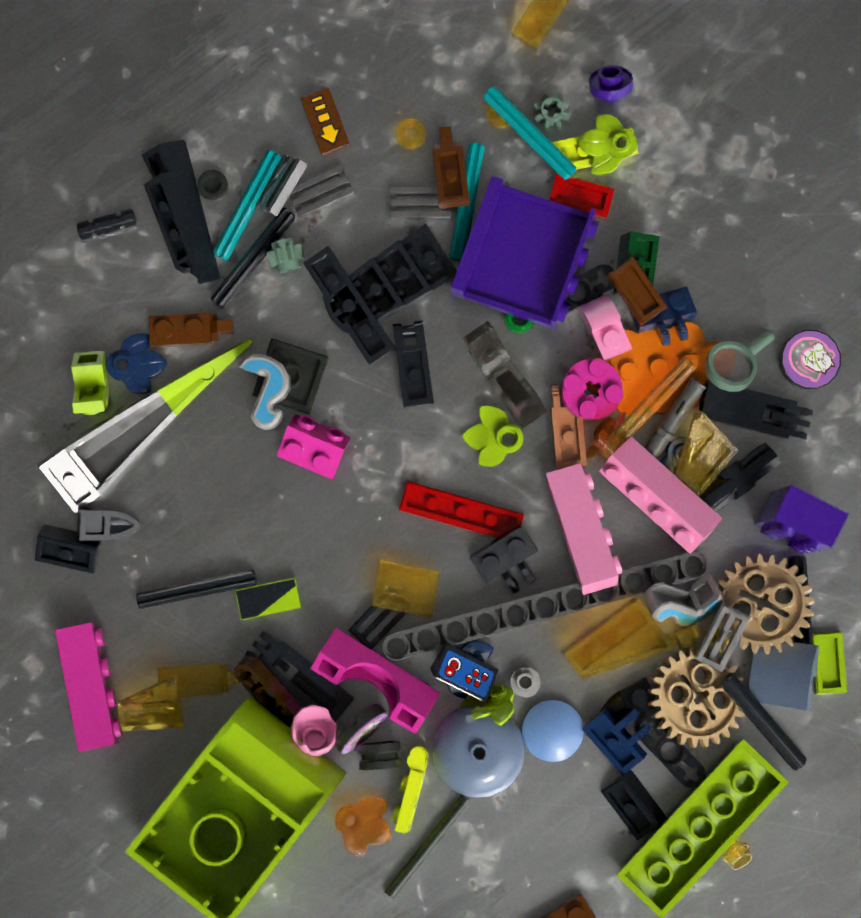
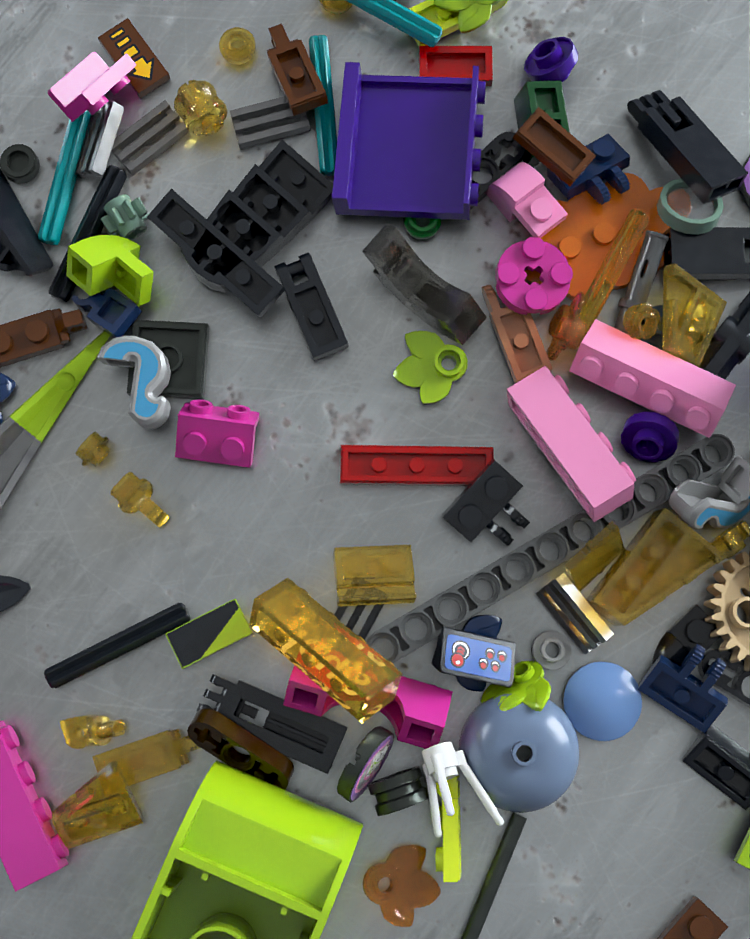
camera: 15 degrees left, 5 degrees down
(165, 648) = (97, 730): none -> clear yellow piece
(215, 433) = (93, 449): none -> clear yellow plate
(238, 477) = (135, 495): none -> clear yellow piece
(254, 326) = (109, 311): none -> dark blue plate
(265, 289) = (110, 262): none -> lime brick
(285, 140) = (88, 82): none -> bracket
(315, 730) = (308, 780): bright pink hair -> none
(352, 636) = (325, 649): none -> clear yellow brick
(367, 180) = (200, 107): none -> clear yellow piece
(415, 745) = (441, 766): none -> white plant
(550, 659) = (574, 613): none -> flat silver tile
(576, 621) = (595, 556): none -> clear yellow piece
(646, 539) = (650, 436): none -> dark purple plate
(657, 215) = (551, 60): none -> dark purple plate
(662, 442) = (633, 318): none -> clear yellow plate
(745, 322) = (688, 145): none -> black hinge

